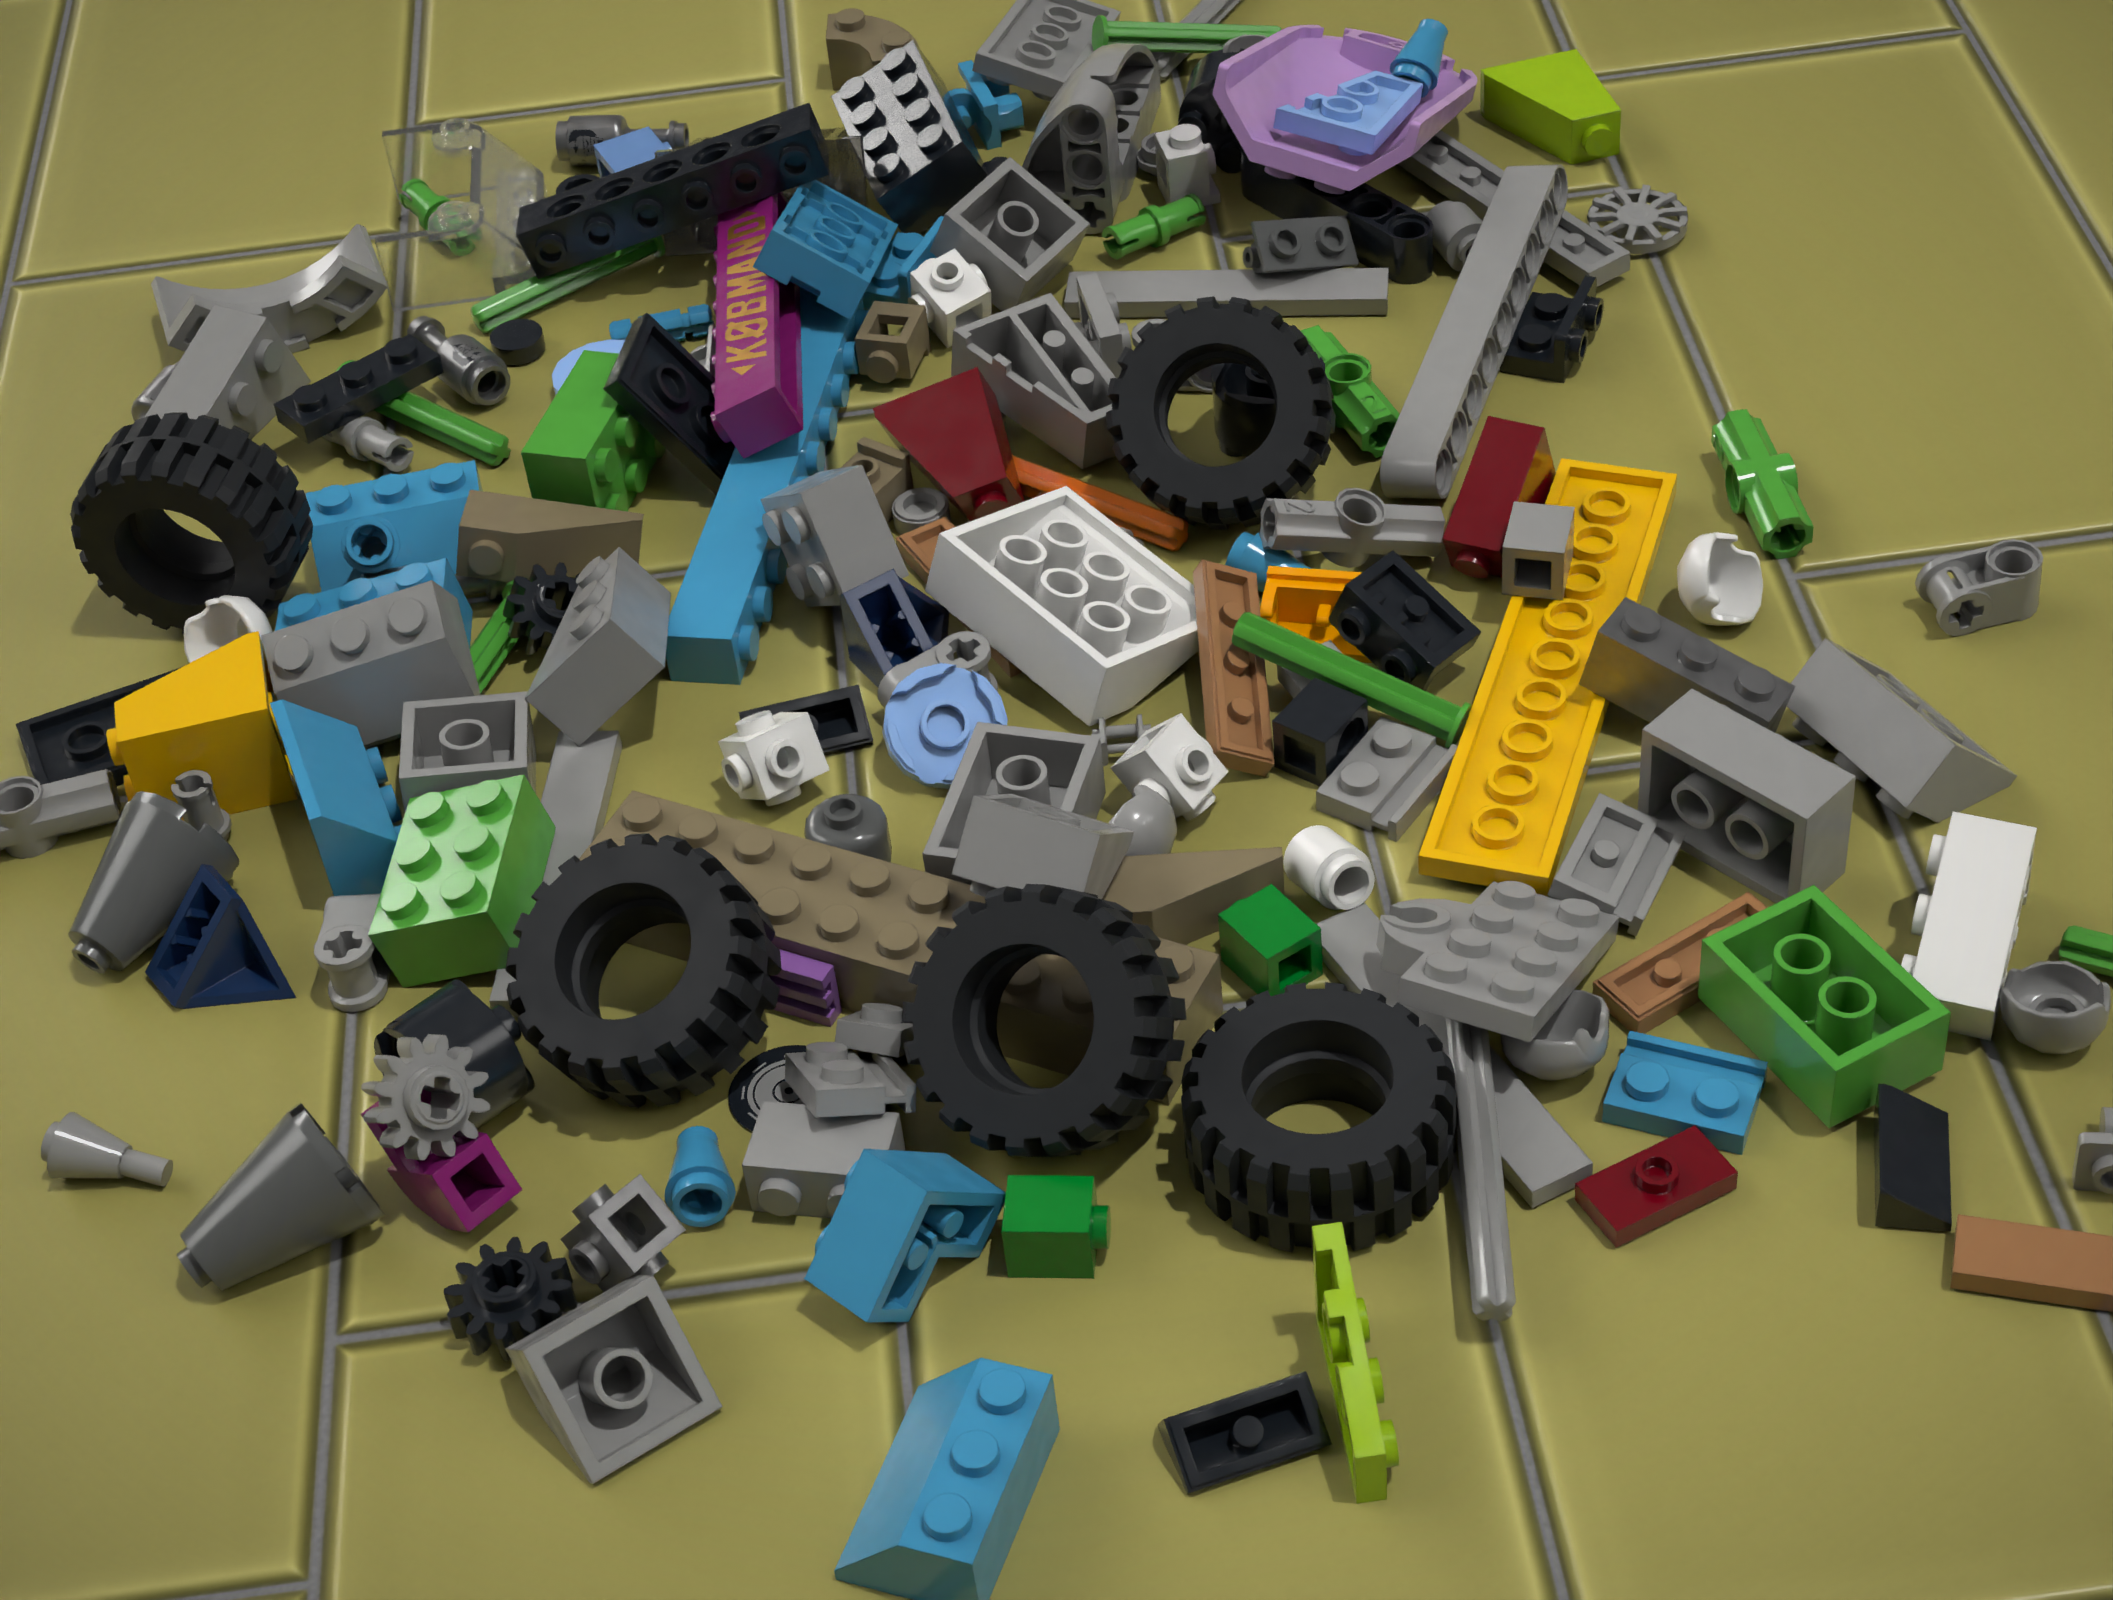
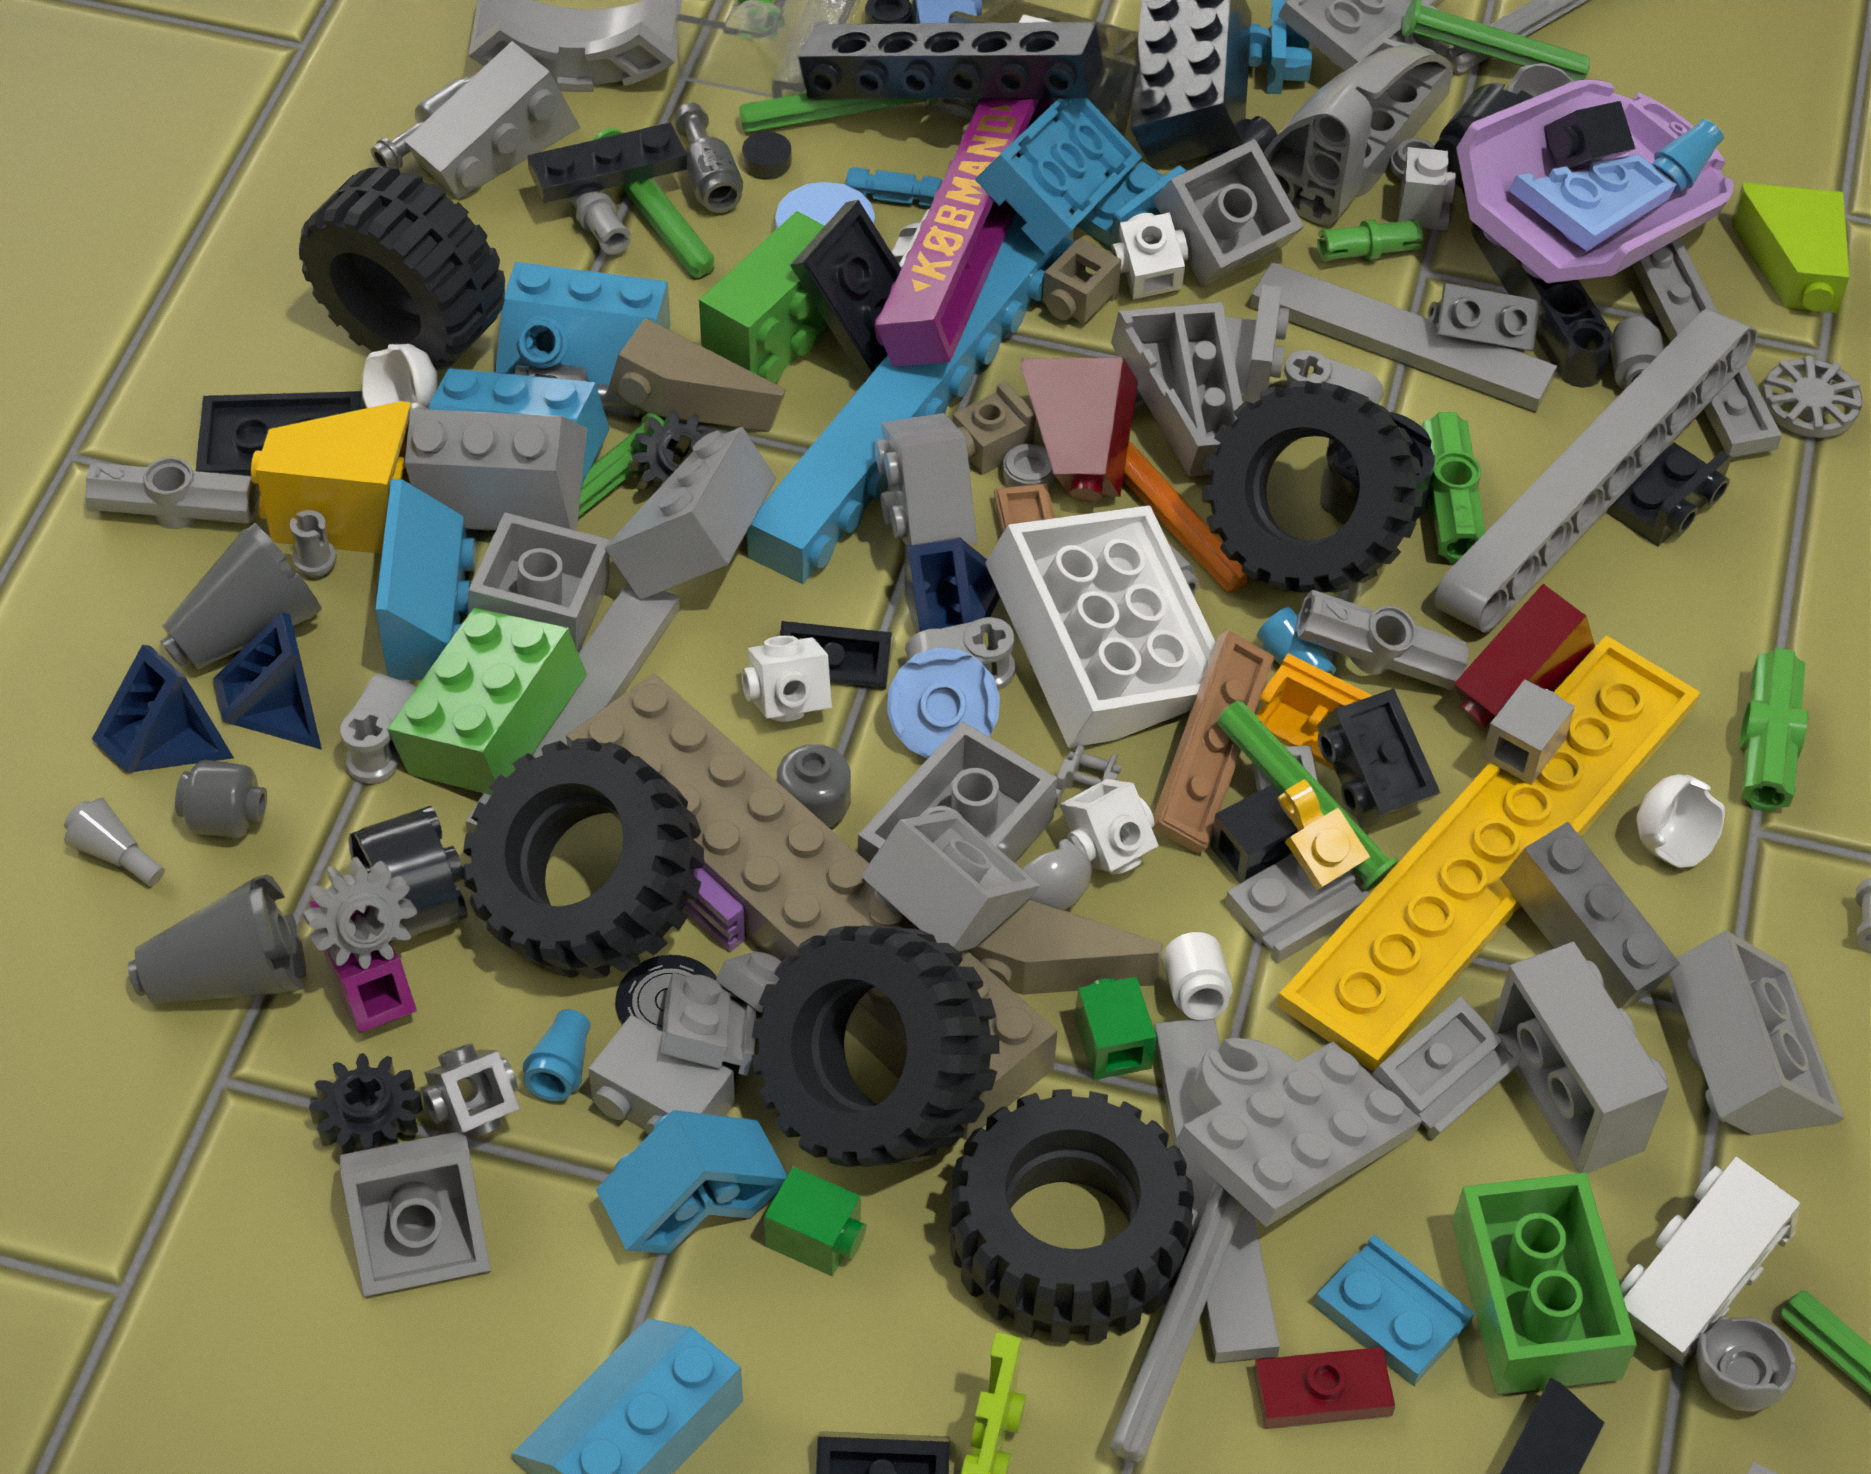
camera: 15 degrees right, 10 degrees up
(103, 1021) = (157, 719): none -> dark blue slope
(208, 1070) = (220, 799): none -> dark grey head
(1324, 62) = (1590, 136): none -> black brick
(1392, 707) = (1324, 844): none -> yellow plate
(1567, 1043) = (1317, 1226): light grey hair -> none
(1667, 975) = (1428, 1193): medium nougat tile -> none

